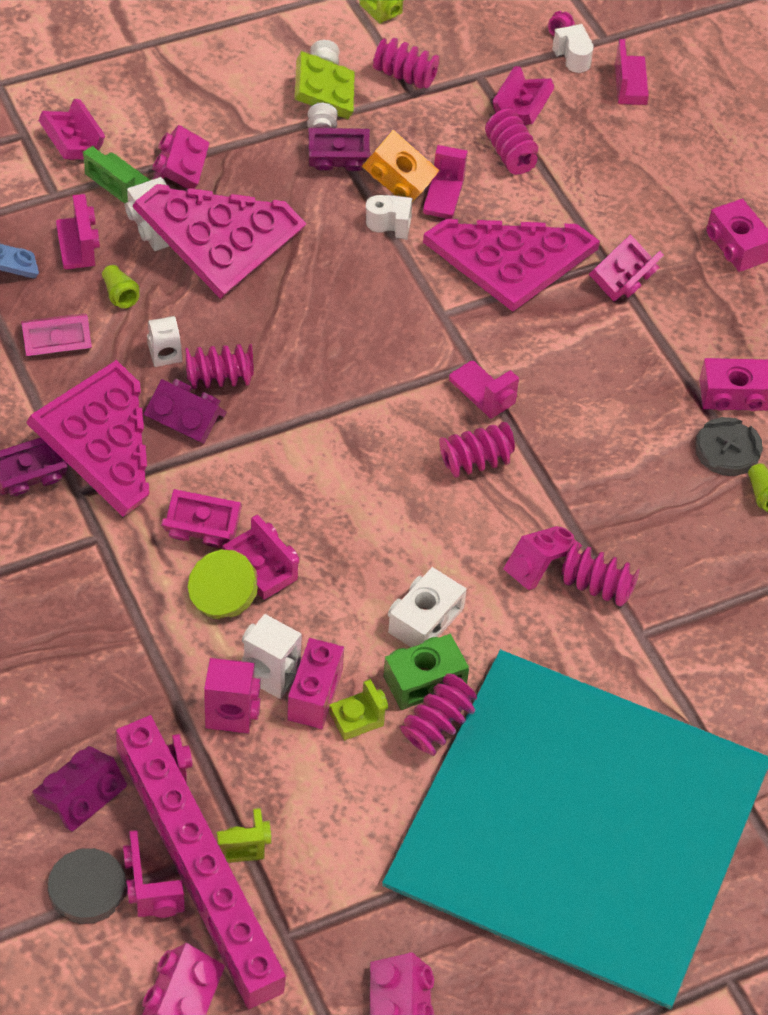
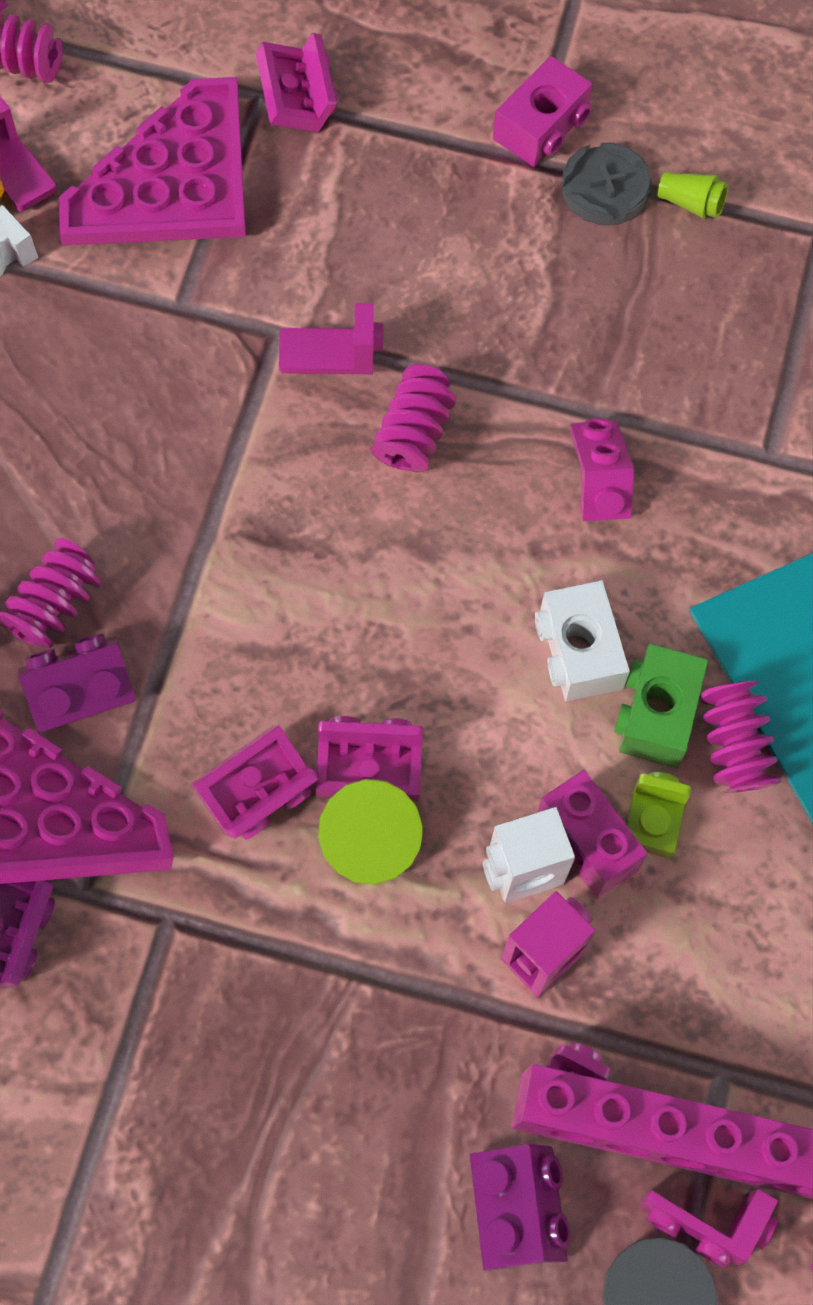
camera: 50 degrees left, 15 degrees up
(243, 843) = (738, 1080): lime bracket -> none
(599, 575) = (677, 433): dark pink piece -> none

